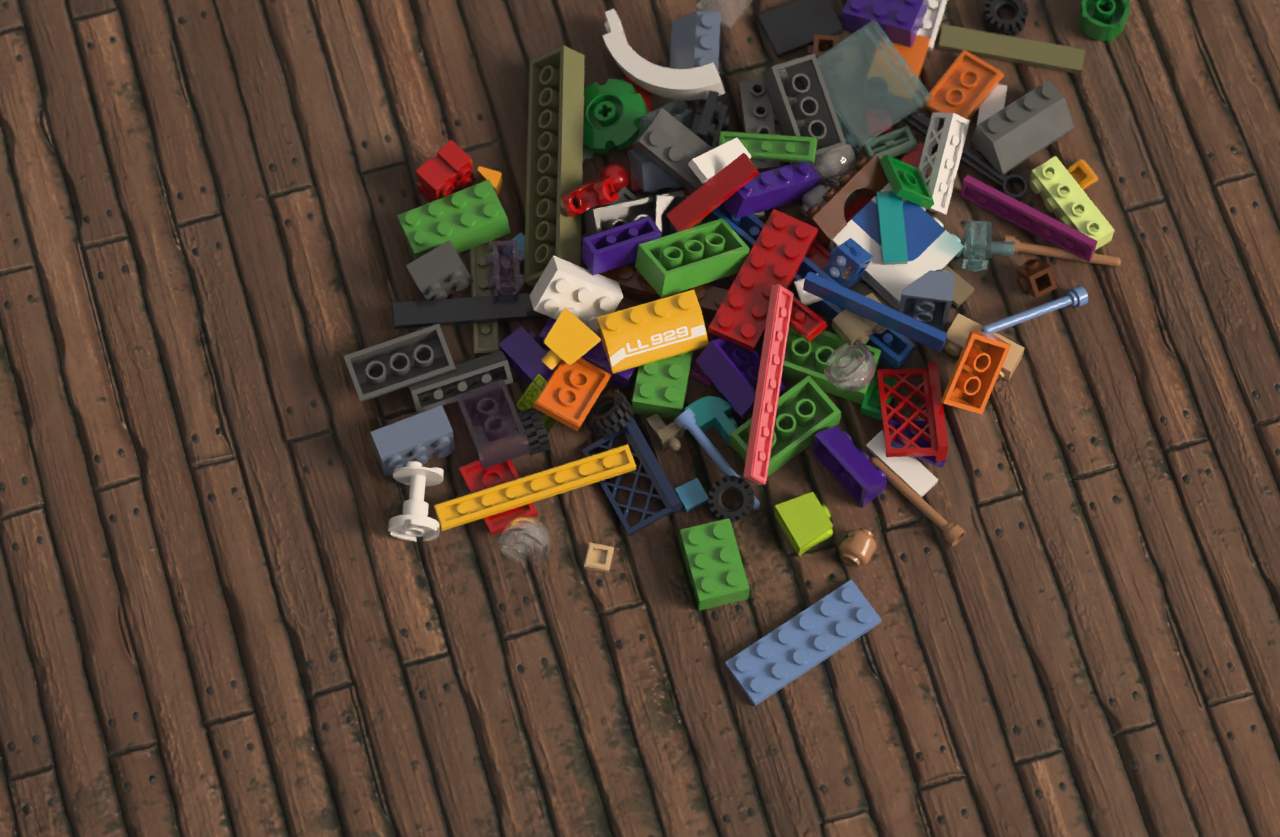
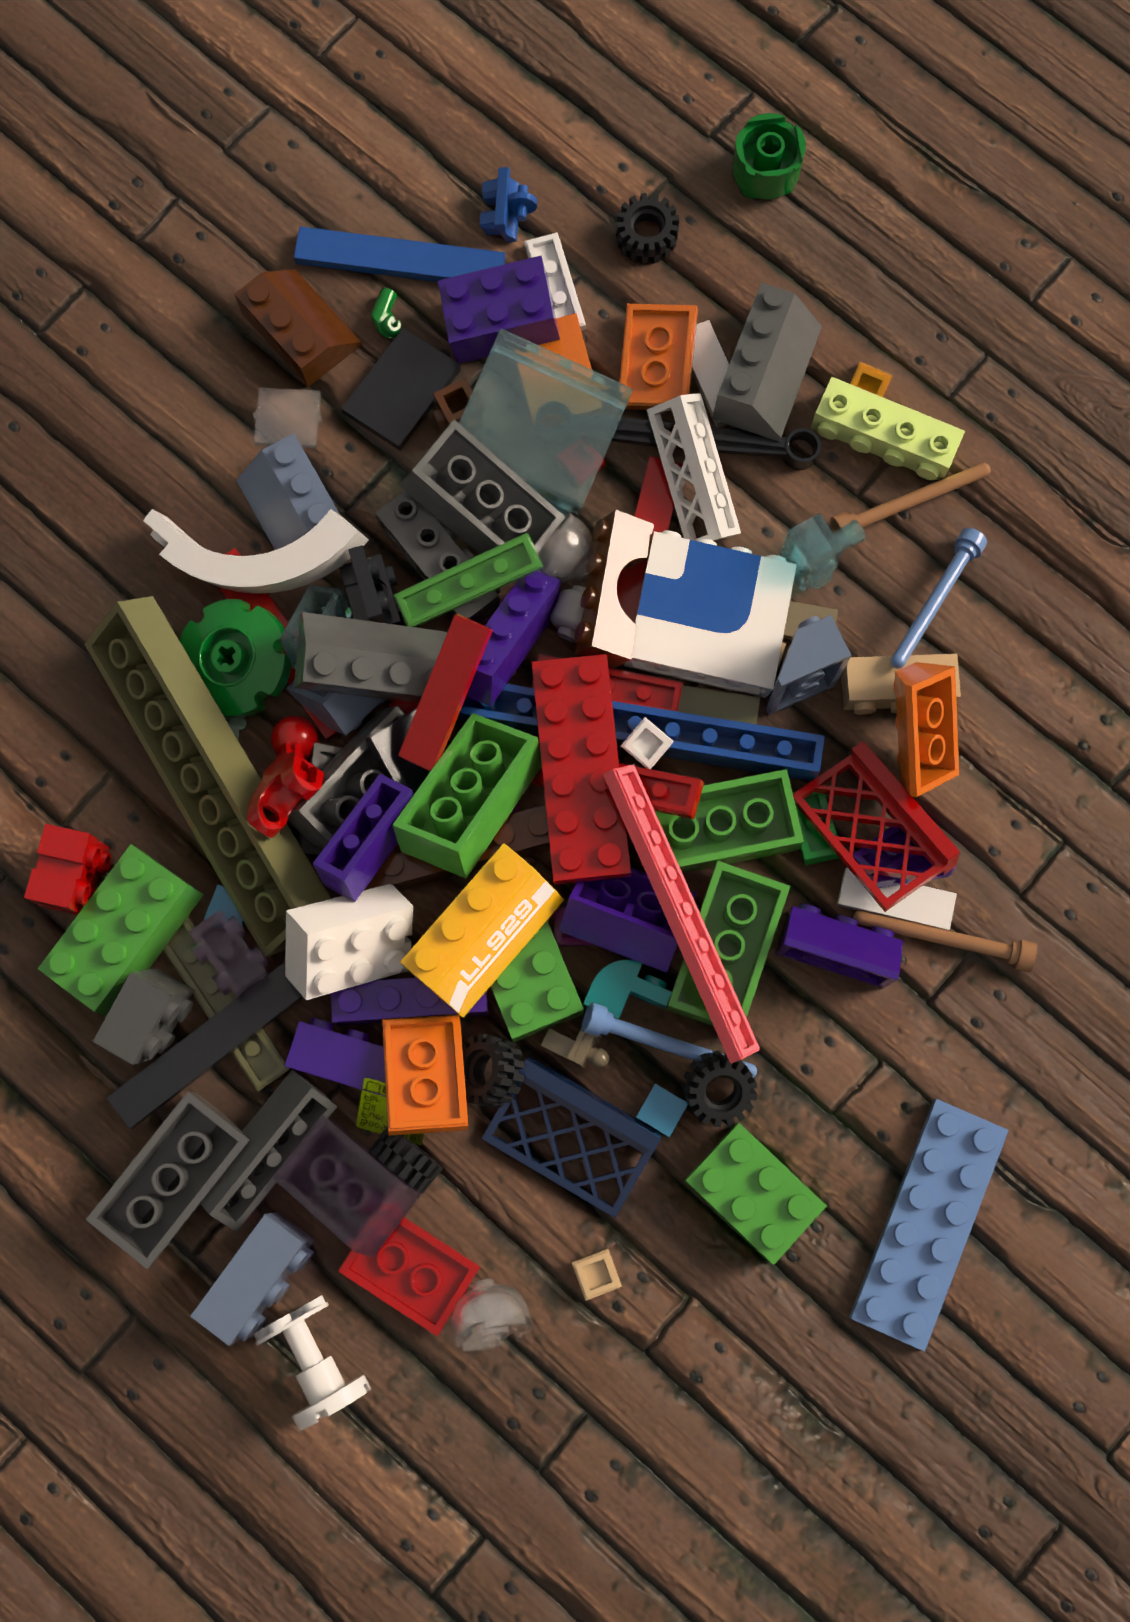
camera: 30 degrees left, 10 degrees up
(494, 176) = (135, 834): light orange slope -> none
(535, 487) = (454, 1239): yellow tile -> none
(568, 340) = (380, 1013): yellow torso -> none
(715, 160) = (423, 640): white tile -> none
(804, 521) = (830, 1058): lime torso -> none
(848, 263) = (672, 678): blue head -> none
(851, 367) = (772, 823): clear cylinder -> none
(855, 327) = (742, 748): dark tan brick -> none
(857, 547) = (917, 1050): medium nougat head -> none
(874, 311) = (761, 729): blue tile -> none
(891, 147) = (642, 467): sand green tile -> none
(891, 228) = (695, 595): teal tile -> none
(907, 181) = (675, 522): green tile -> none
(1012, 49) = (682, 269): olive tile -> none
(1028, 218) = (849, 478): magenta tile -> none
(1036, 277) = (909, 551): reddish brown brick -> none

